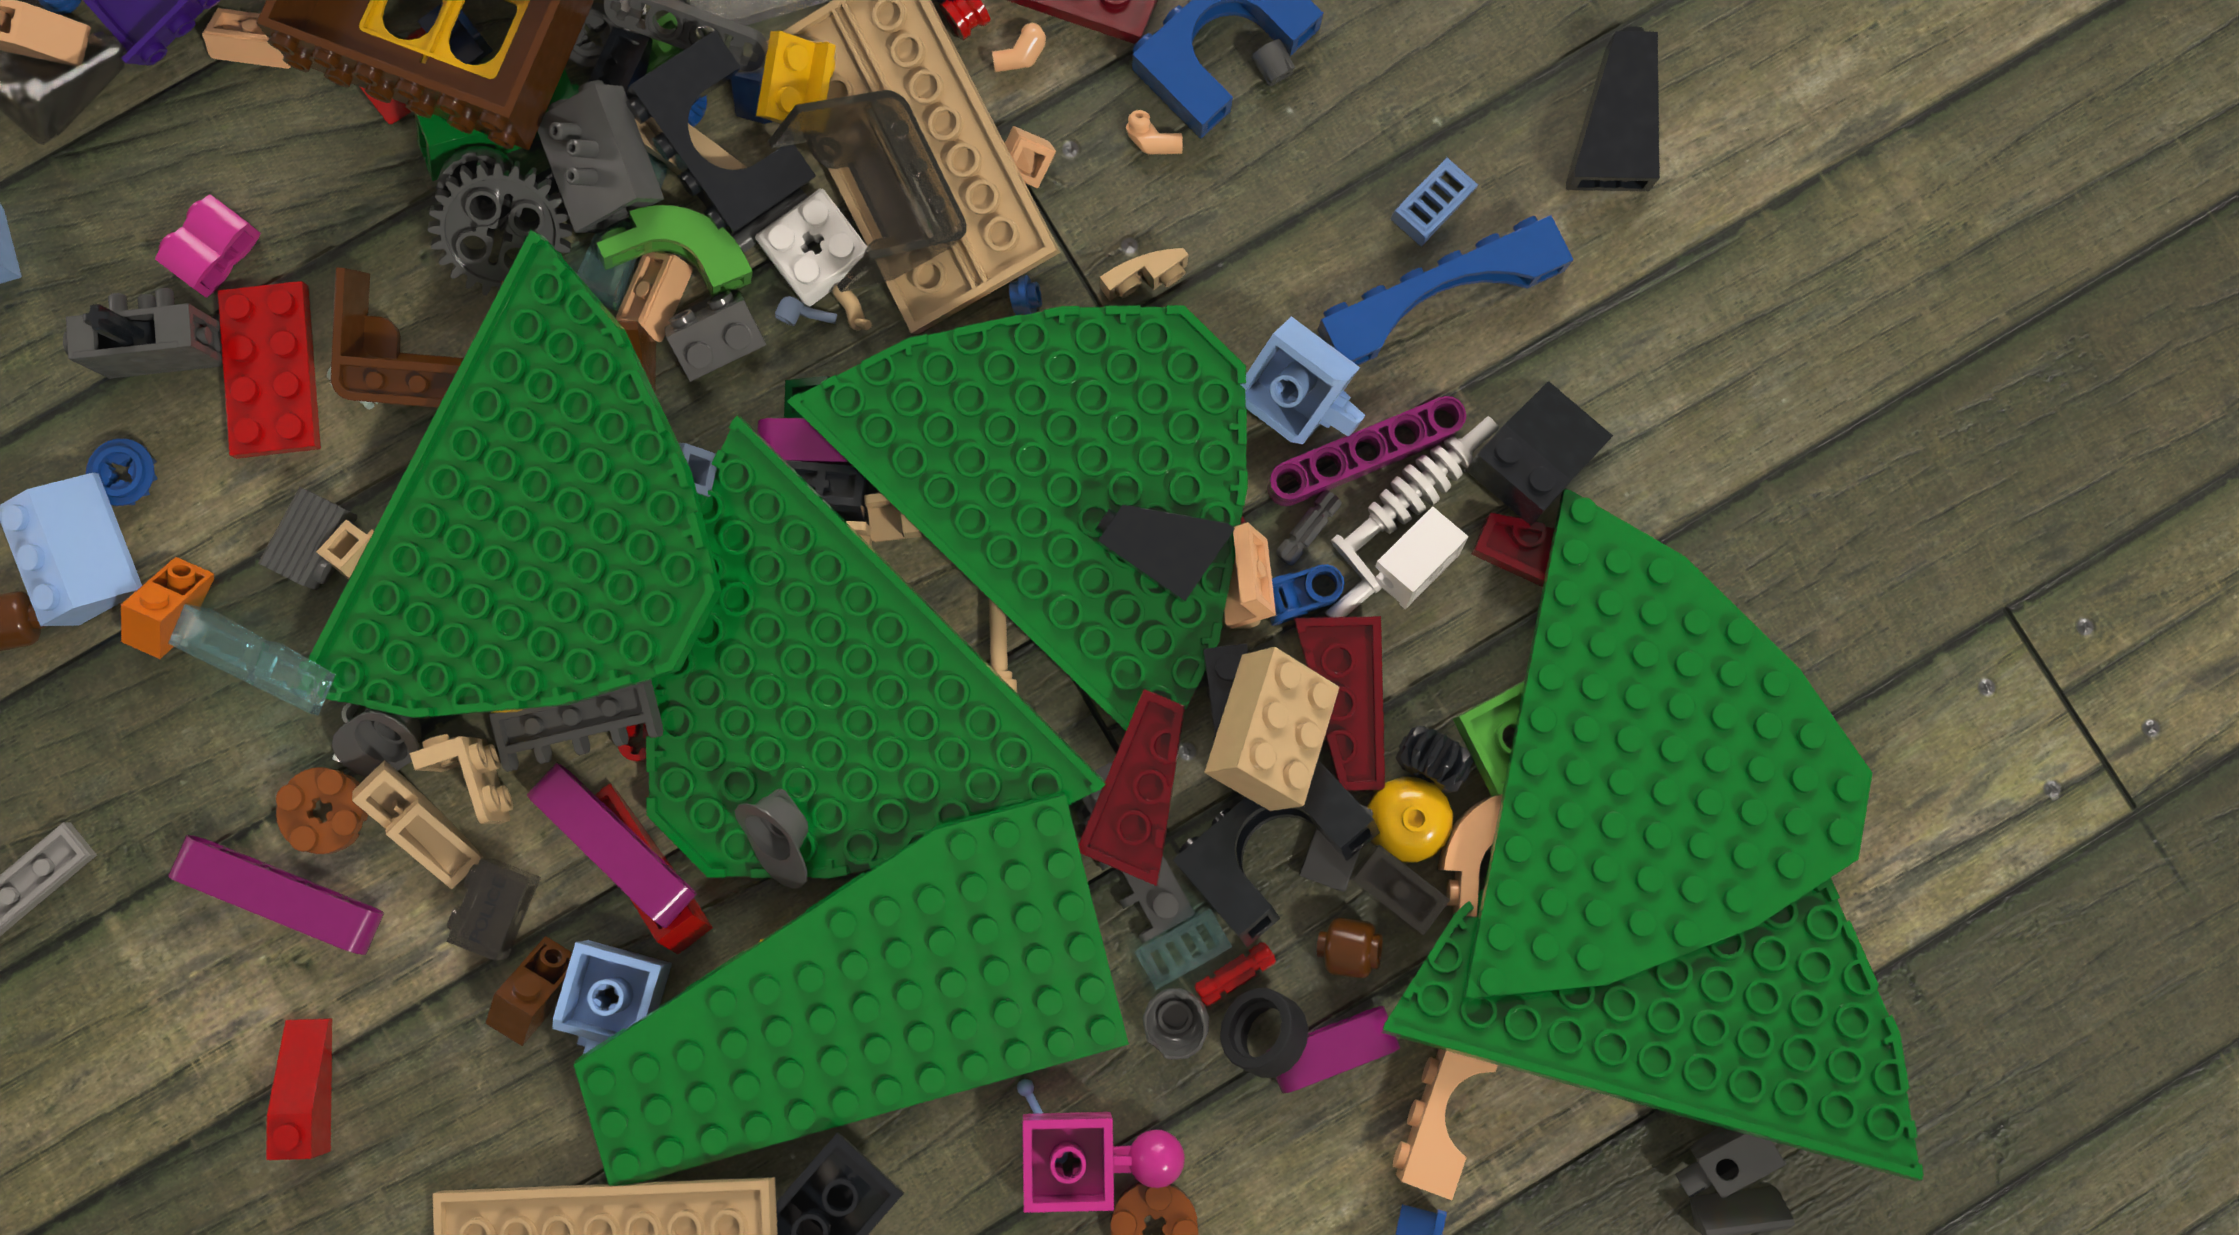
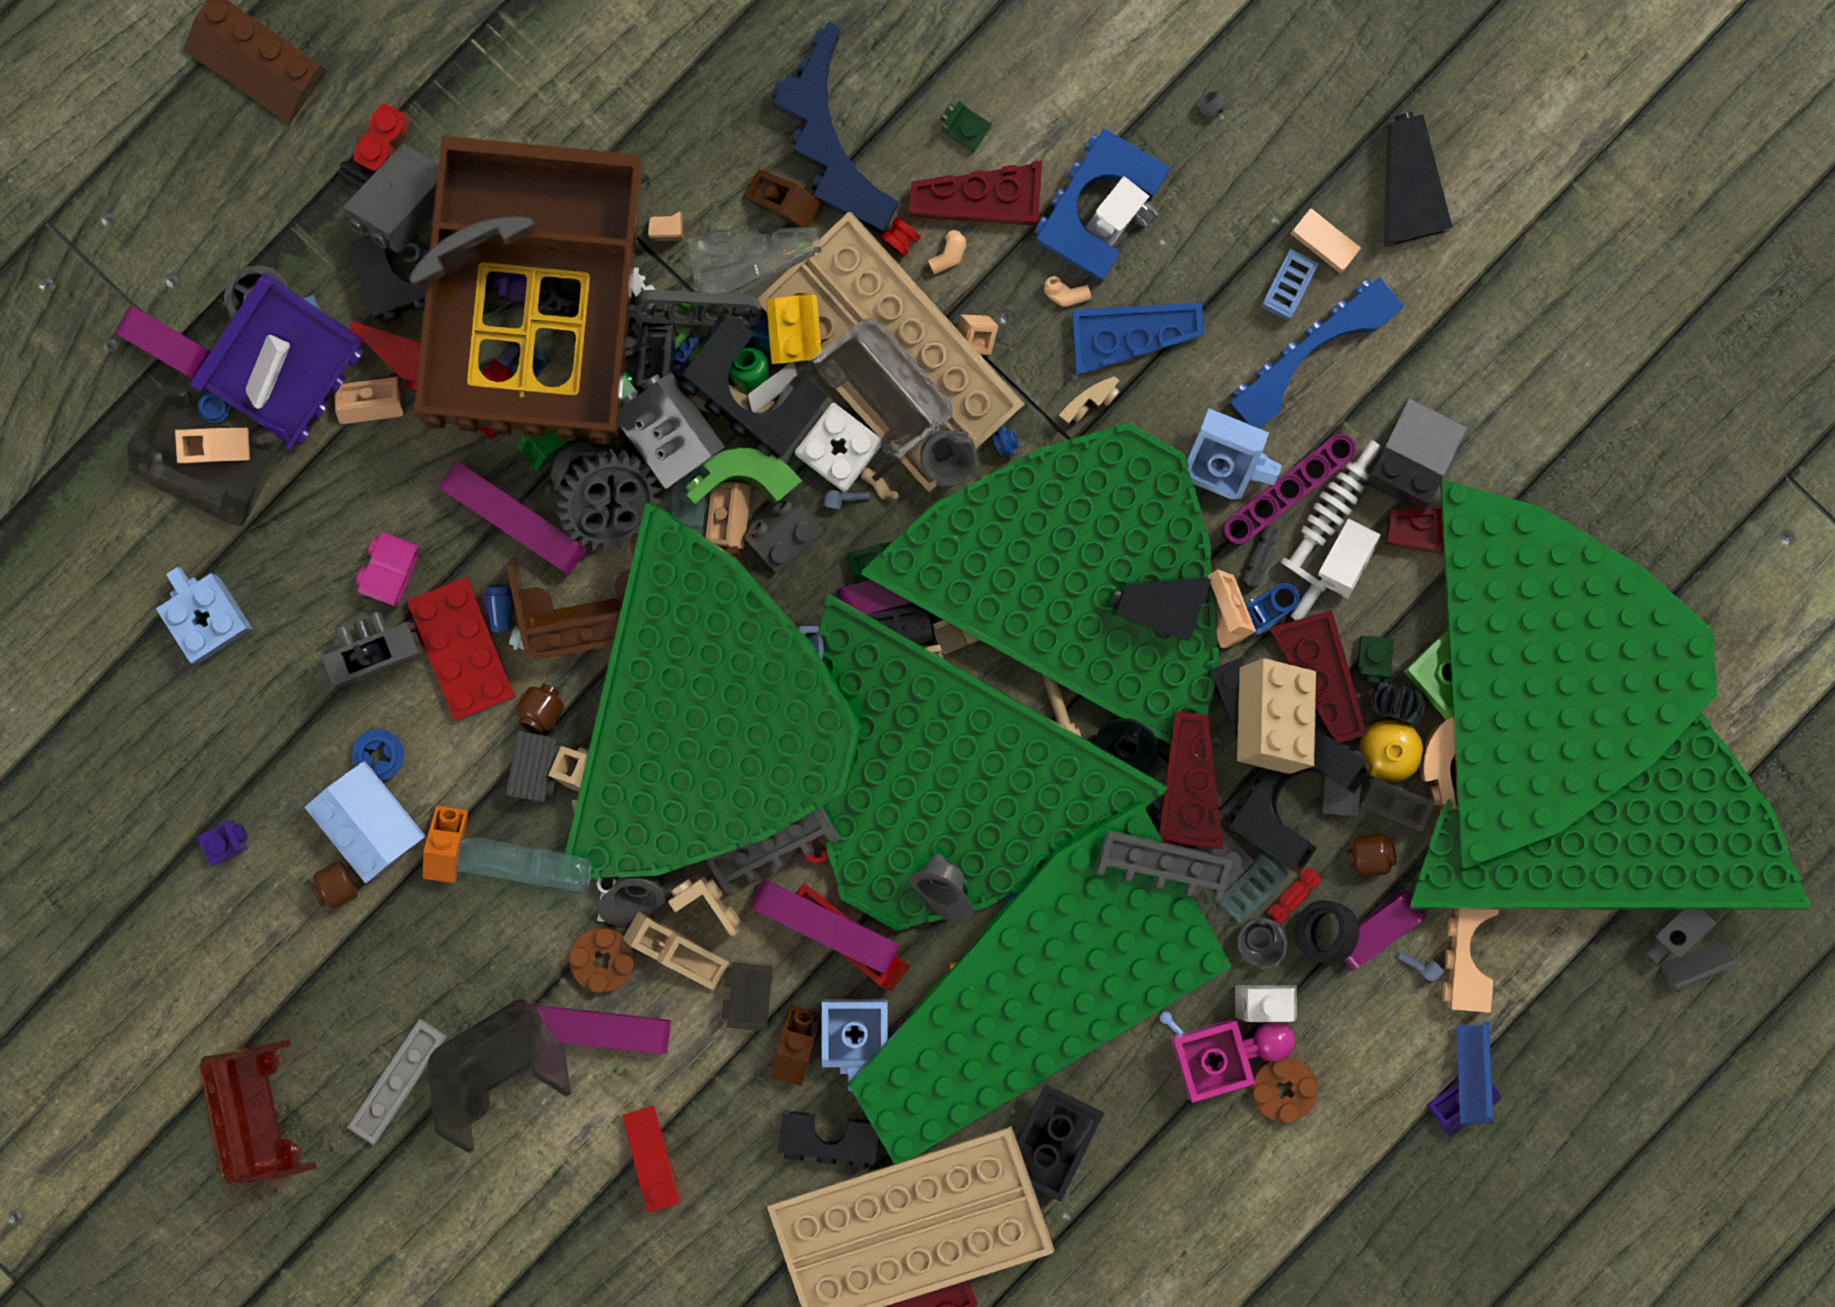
camera: 15 degrees left, 5 degrees up
(93, 905) = (484, 1058): none -> clear smoke windscreen
(323, 330) = (499, 606): none -> blue cone
(339, 468) = (539, 709): none -> reddish brown head
(381, 223) = (512, 517): none -> magenta beam
(503, 1115) = (800, 1140): none -> black arch
(727, 120) = (749, 370): none -> green head
(743, 151) = (771, 387): none -> white sticker
(943, 286) = (949, 457): none -> dark grey cap
(1055, 707) = (1141, 754): none -> black dish
(1072, 881) = (1164, 862): none -> dark grey hinge
(1160, 1105) = (1266, 1003): none -> white torso
(1216, 204) = (1124, 333): none -> blue wing
(1243, 48) = (1117, 211): none -> white slope
(1386, 1123) = (1430, 972): none -> sand blue hand
(1420, 695) = (1375, 658): none -> dark green bracket
(1493, 160) = (1325, 241): none -> light nougat slope

